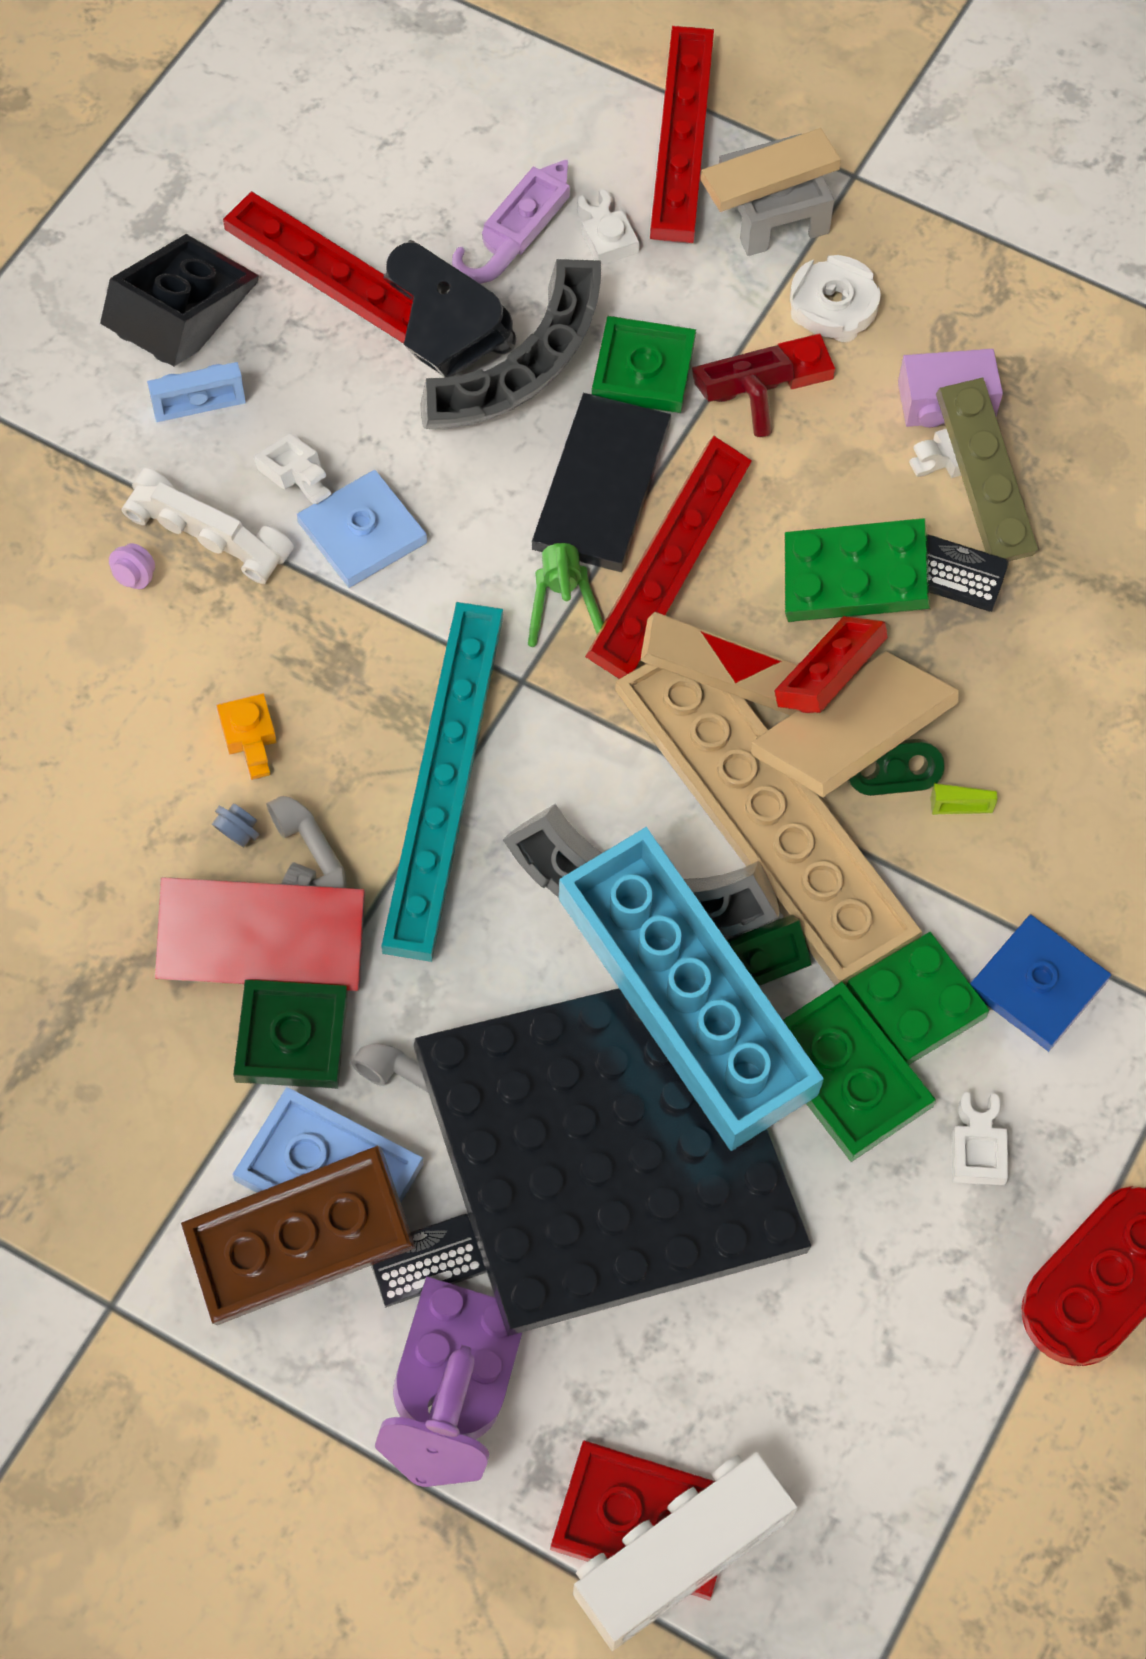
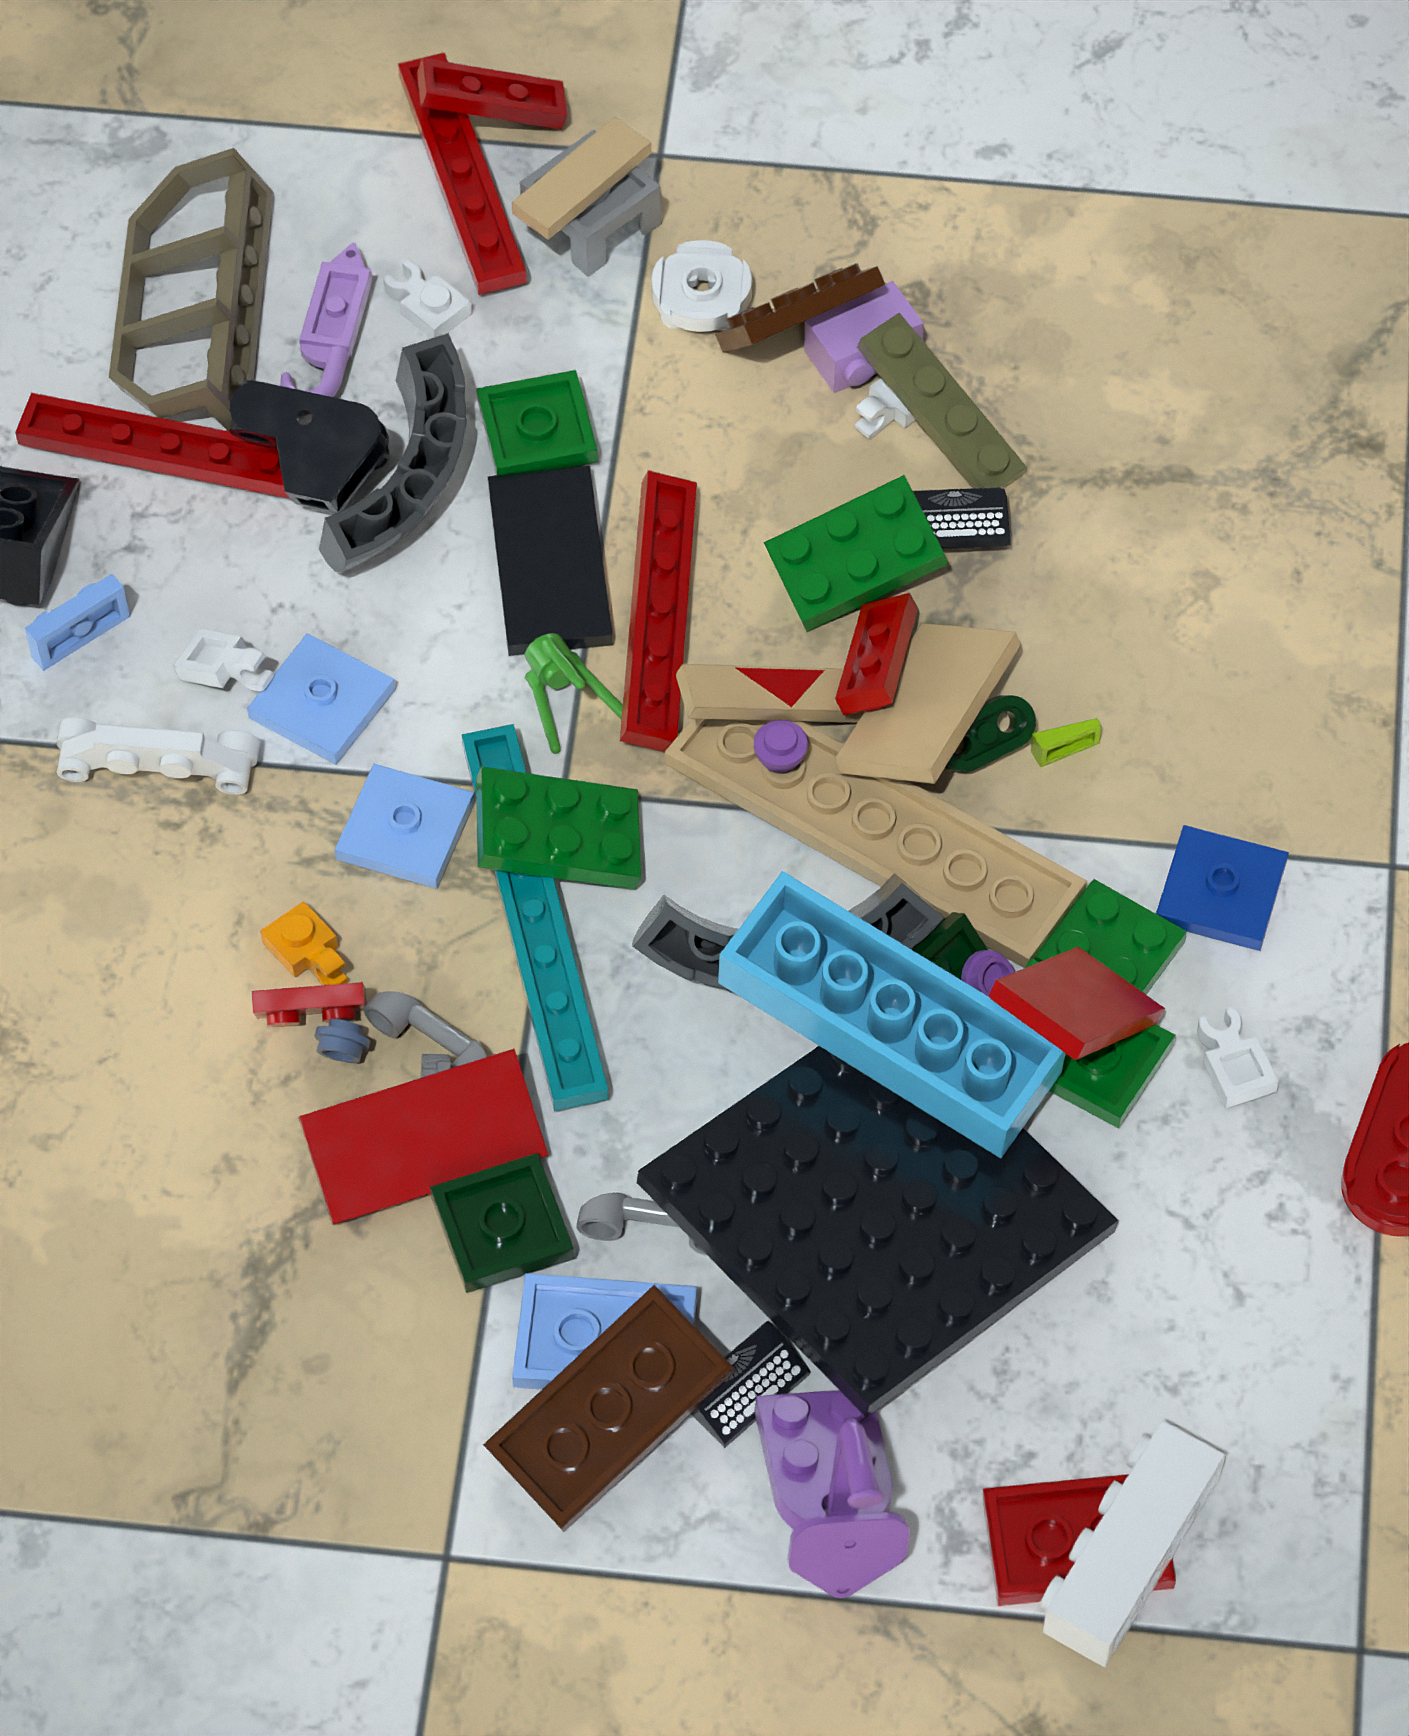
camera: 20 degrees left, 5 degrees down
(132, 566) = (99, 824): lavender plate -> none
(204, 777) = (285, 1005): none -> red plate
(377, 661) = (405, 826): none -> light blue plate
(456, 165) = (238, 293): none -> dark tan plate
(495, 712) = (558, 828): none -> green plate
(712, 712) = (780, 745): none -> medium lavender plate
(734, 76) = (491, 93): none -> red plate
(749, 373) = (651, 394): dark red plate -> none
(797, 982) = (984, 969): none -> medium lavender plate
(809, 359) = (701, 363): red plate -> none
(853, 1041) = (1076, 1002): none -> red tile
(904, 341) = (798, 306): none -> reddish brown plate

